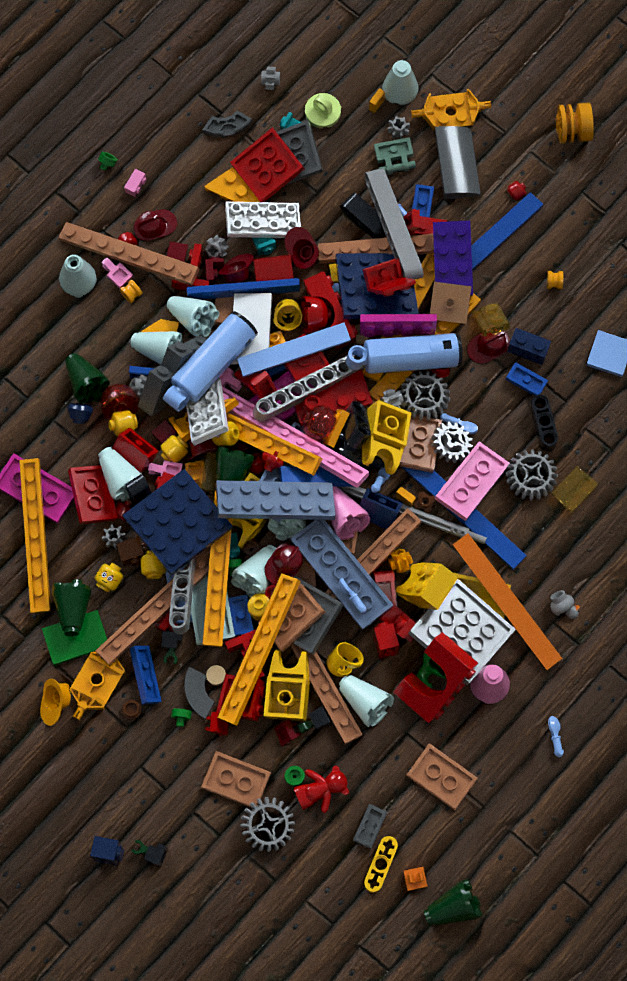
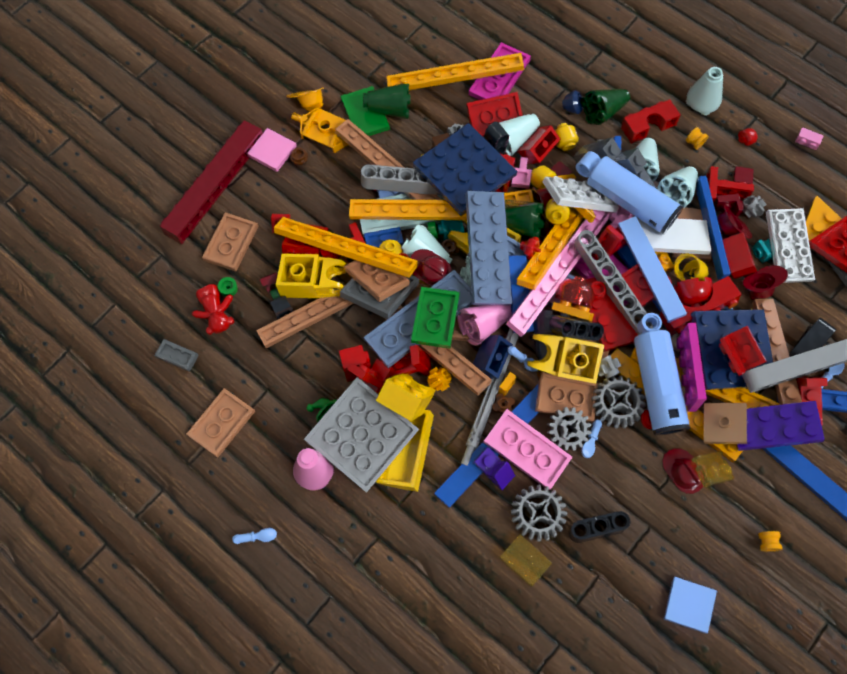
camera: 90 degrees right, 5 degrees down
(107, 160) = (828, 114): green tile -> none
(107, 851) = (170, 136): dark blue brick -> none
(109, 577) = (418, 132): yellow head -> none
(112, 350) = (662, 114): none -> red arch
(117, 274) = (714, 128): bright pink plate -> none
(118, 398) = (588, 128): clear red cylinder -> none
(123, 738) = (272, 150): none -> bright pink tile
(129, 253) = (733, 134): nougat plate -> none
(145, 675) = (328, 164): blue plate -> none
(152, 854) = (166, 176): black piece -> none
(155, 224) = (769, 157): dark red piece -> none
(161, 801) = (210, 183): none -> dark red brick
(163, 326) = (665, 166): light orange tile -> none
(170, 641) = (355, 184): black piece -> none
(181, 715) = (290, 193): green tile -> none
(196, 693) = (312, 206): dark grey tile -> none
(215, 675) = (329, 221): tan tile -> none
(271, 833) = (191, 266): light grey gear -> none
(335, 659) = (333, 321): yellow helmet -> none
(346, 555) = (435, 317): none -> green plate
(354, 597) = (394, 326): light blue piece -> none
(366, 699) = (296, 347): light aqua cone -> none
(381, 848) = (135, 359): yellow beam -> none
(415, 879) = (123, 397): orange tile -> none
(454, 906) = (88, 433): dark green cone -> none
(457, 668) = (320, 416): red arch -> none
(489, 512) = (494, 468): none -> dark purple slope
(507, 601) = (395, 483): orange tile -> none
(526, 379) = (647, 509): blue plate -> none
(529, 346) = (686, 511): dark blue brick -> none
(564, 603) = (396, 546): light grey animal -> none

